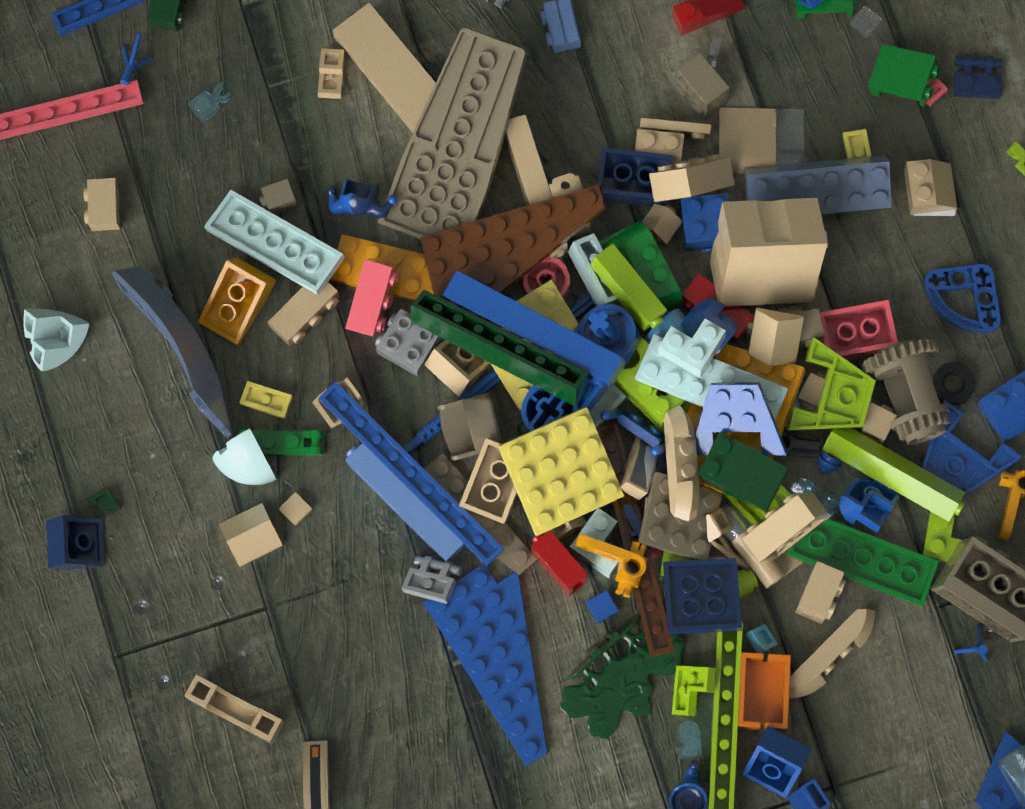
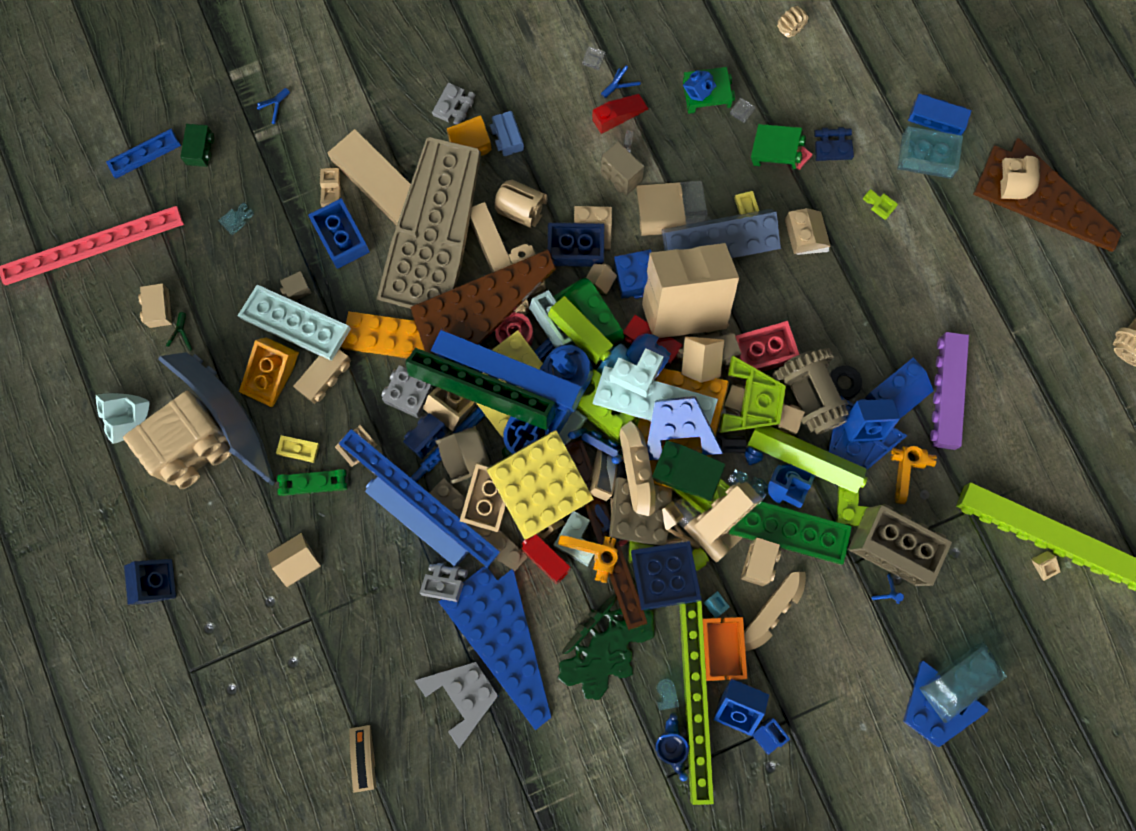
camera: 10 degrees left, 0 degrees up
(104, 500) = (173, 543): dark green tile -> none
(129, 376) = (179, 441): none -> tan brick
(130, 65) = (169, 190): blue plant -> none
(130, 235) = (180, 328): none -> dark green plant
(234, 709) = (289, 707): tan arch -> none
(244, 461) = (283, 500): light aqua brick -> none
(295, 509) = (328, 535): tan tile -> none
(338, 135) = (339, 233): none -> blue brick
(359, 200) = (359, 282): dark blue piece -> none
(373, 297) = (375, 358): coral brick -> none
(423, 399) = (423, 437): none -> dark blue slope
(450, 714) = (468, 691): none -> light grey wing
(514, 26) = (471, 134): none -> light orange slope
(569, 117) = (520, 203): none -> tan cylinder
(602, 607) = (584, 590): blue tile -> none
(687, 683) = (660, 648): lime plate -> none
(691, 177) = (621, 239): tan brick -> none
(696, 130) = (620, 204): tan plate -> none
(971, 282) = (848, 301): blue beam -> none
(976, 433) = (871, 420): none -> blue brick

